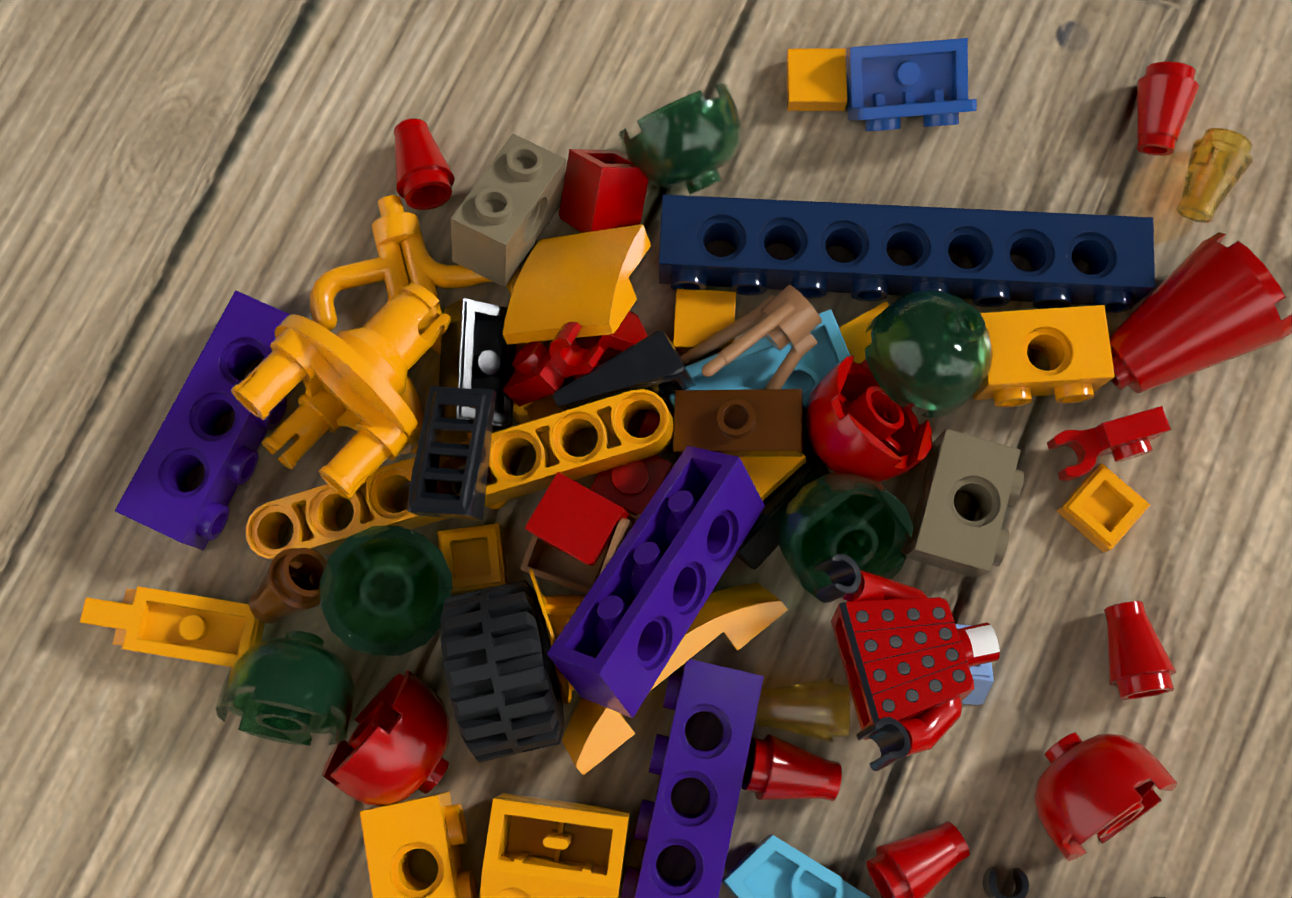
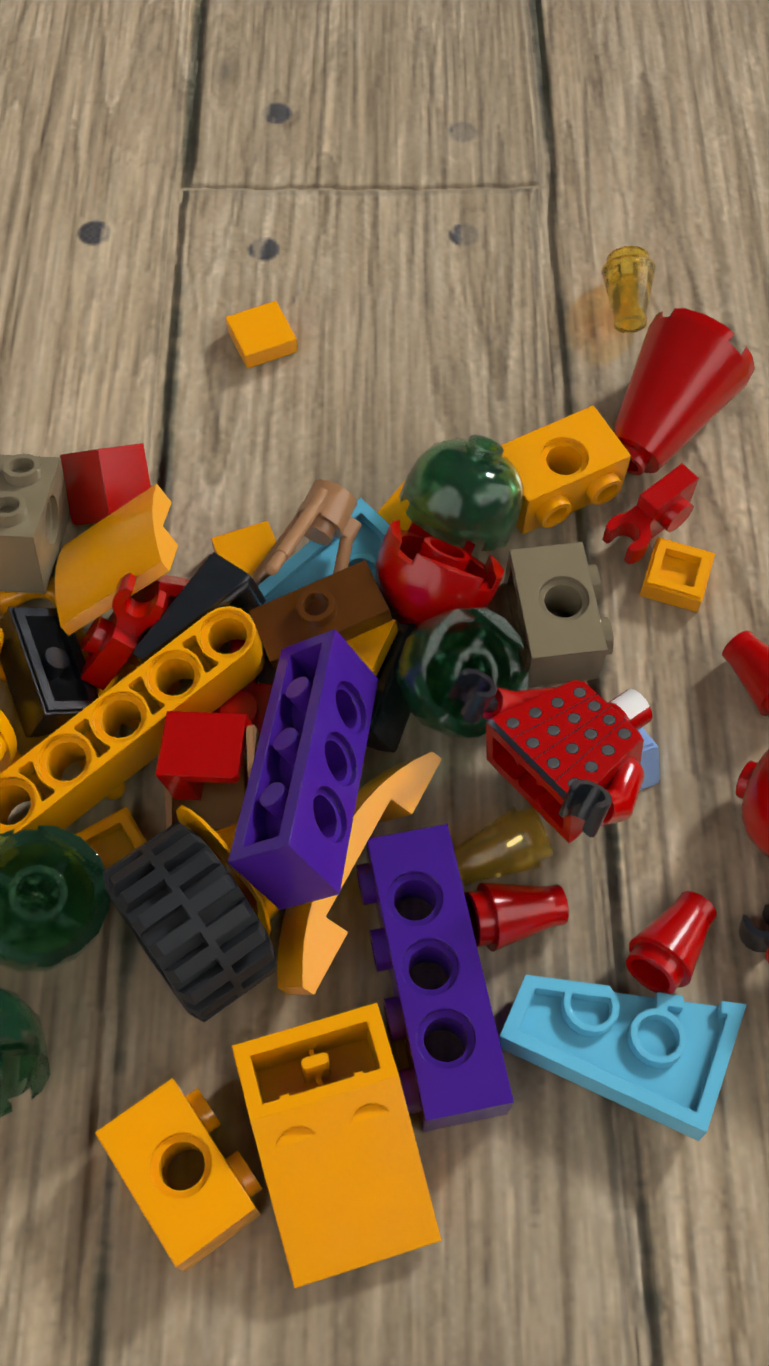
camera: 30 degrees left, 15 degrees down
(394, 745) = (105, 1055): red cylinder -> none
(425, 474) = (70, 781): black slope -> none
(686, 141) = (165, 409): clear green cylinder -> none
(908, 81) = (343, 305): blue bracket -> none
(1113, 246) = (389, 433): dark blue brick -> none
(1163, 105) = (562, 250): red cone -> none

